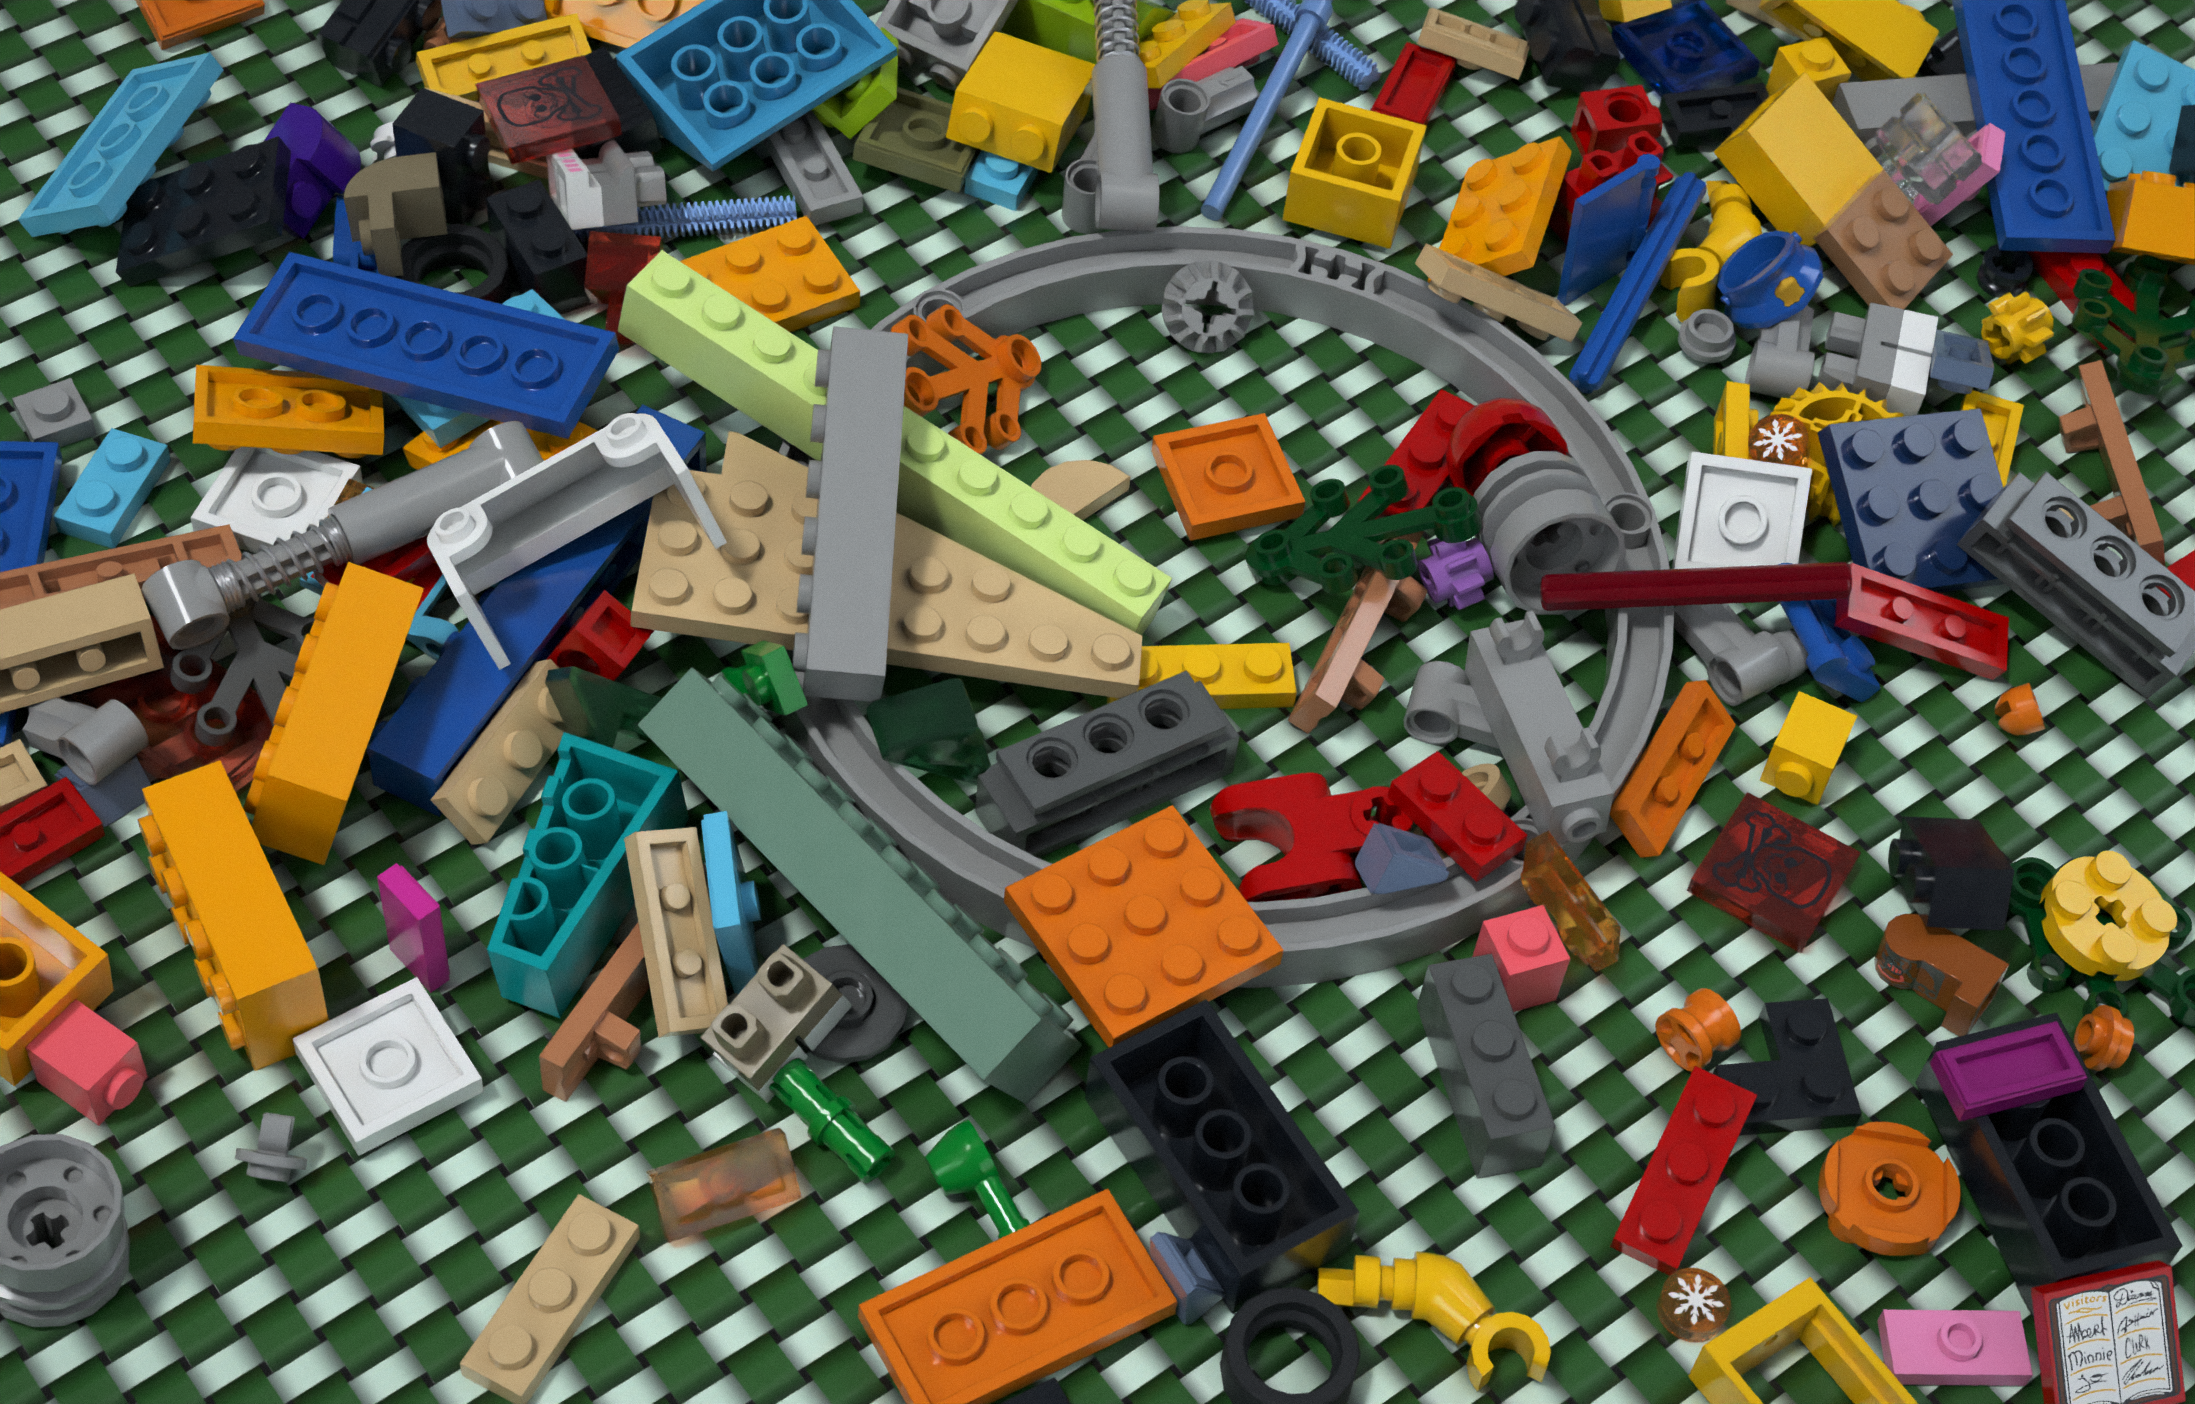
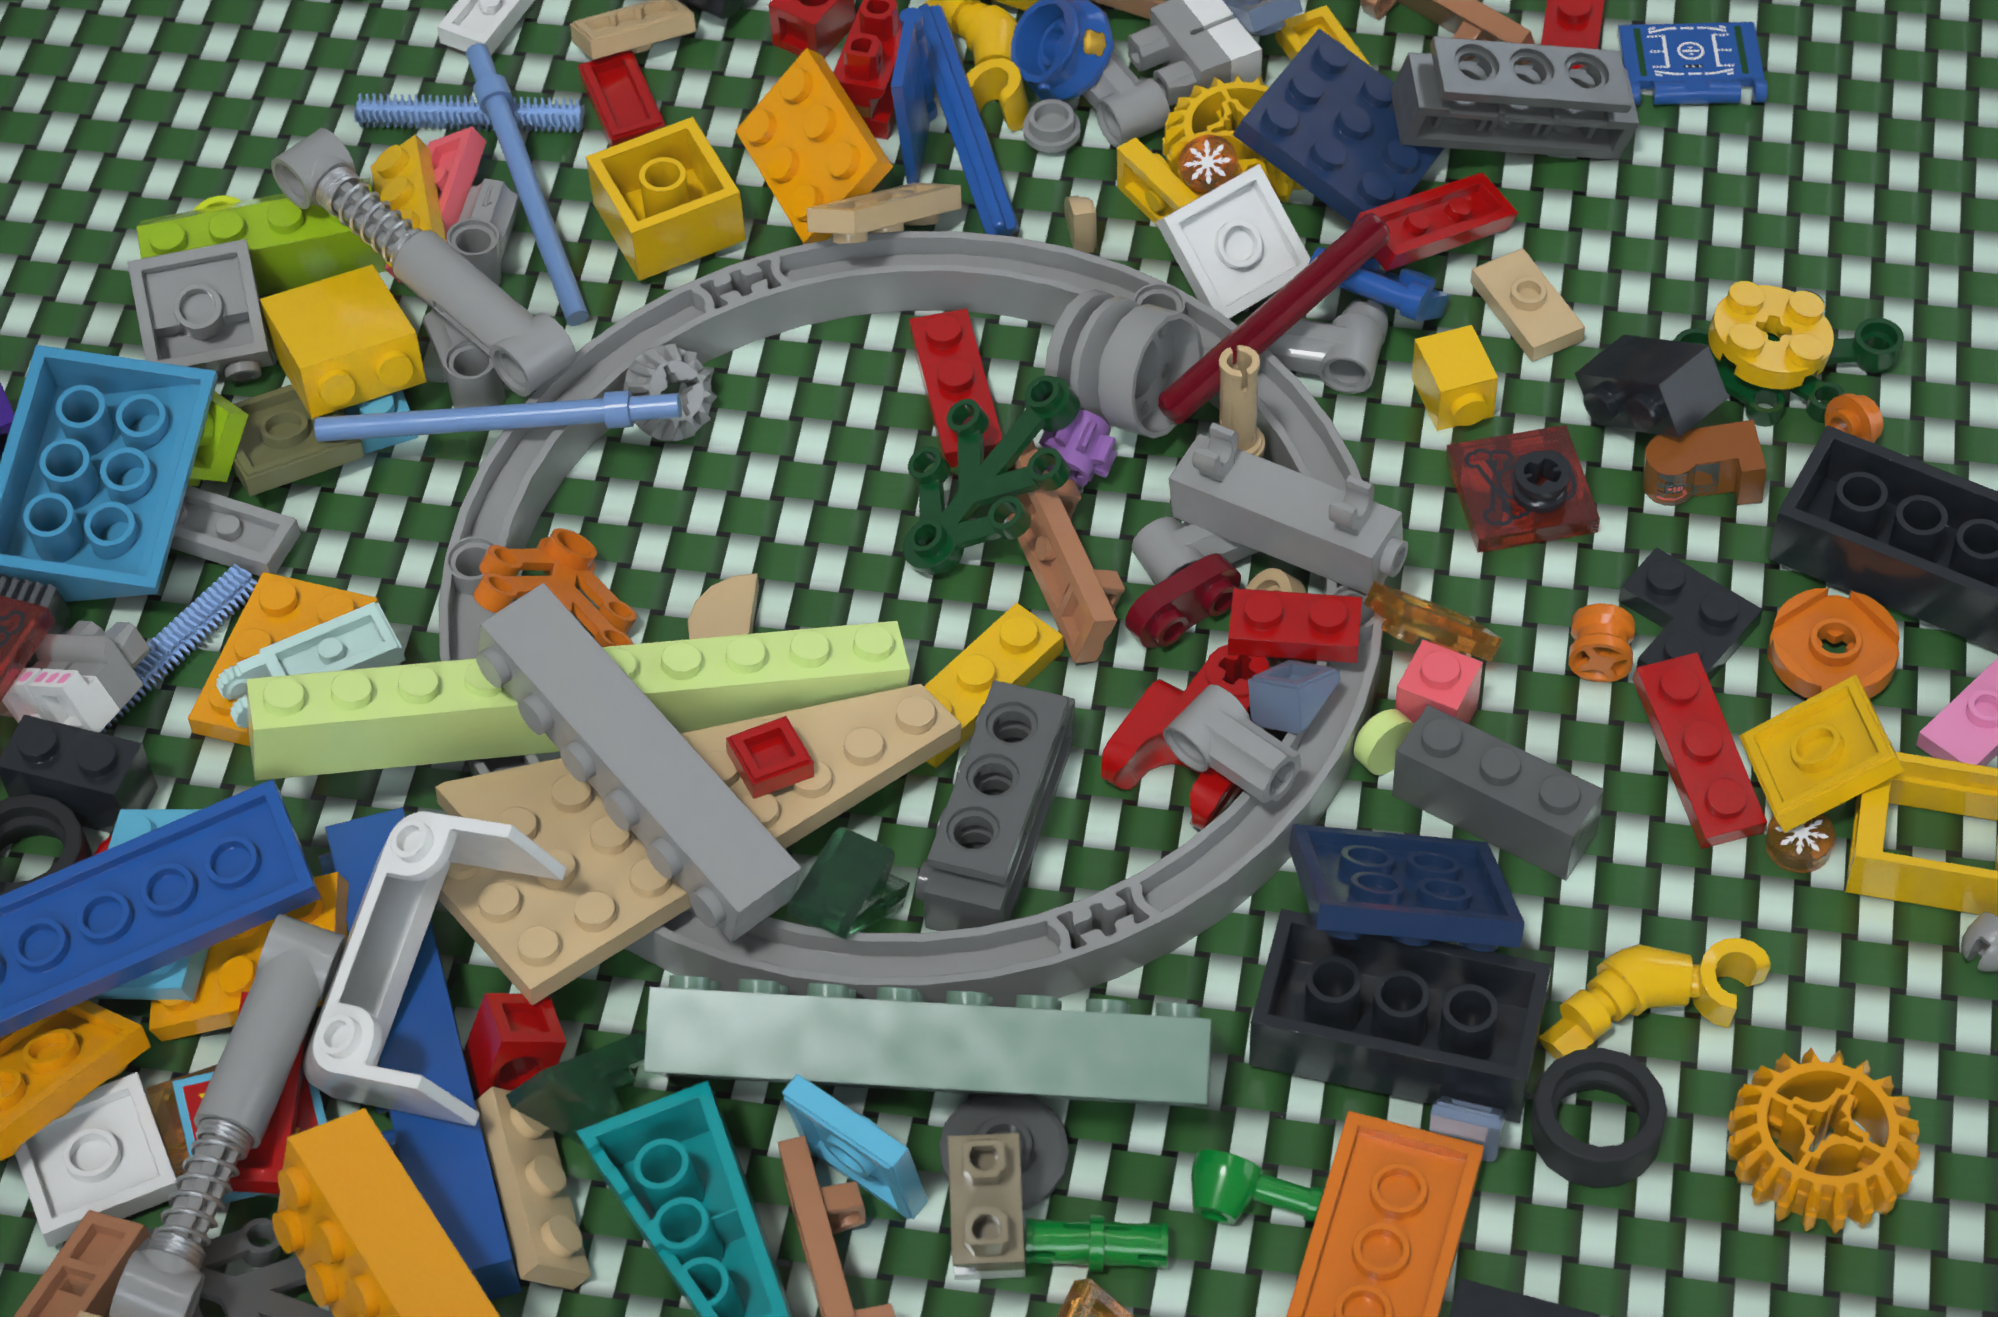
camera: 35 degrees left, 0 degrees up
(611, 265) = (183, 734): clear red brick -> none
(676, 929) = (846, 1202): tan plate -> none
(768, 678) = (691, 948): green plate -> none
(786, 297) = (343, 643): none -> light aqua hinge
(966, 592) = (769, 757): none -> red tile
(1138, 279) = (615, 409): none -> medium blue bar
(1142, 926) = (1172, 898): orange plate -> none
(1227, 476) = (829, 513): orange plate -> none
(1305, 846) = (1220, 735): none -> light grey piece
(1318, 1064) = (1405, 887): none -> dark blue plate
(1408, 736) = (1183, 601): none -> dark red plate
(1439, 948) = (1379, 740): none -> yellowish green tile
(1493, 435) = (1014, 326): red cylinder -> none
(1574, 649) = (1239, 398): none -> tan pin
(1648, 419) = (1081, 223): none -> tan tile
(1672, 769) = (1375, 447): orange plate -> none
(1770, 1251) = (1820, 753): none -> yellow tile
(1791, 860) = (1550, 494): none -> black bush
(1937, 744) = (1527, 304): none -> tan plate
(2008, 1071) = (1845, 492): magenta tile -> none
(2019, 711) = (1558, 231): orange hinge -> none

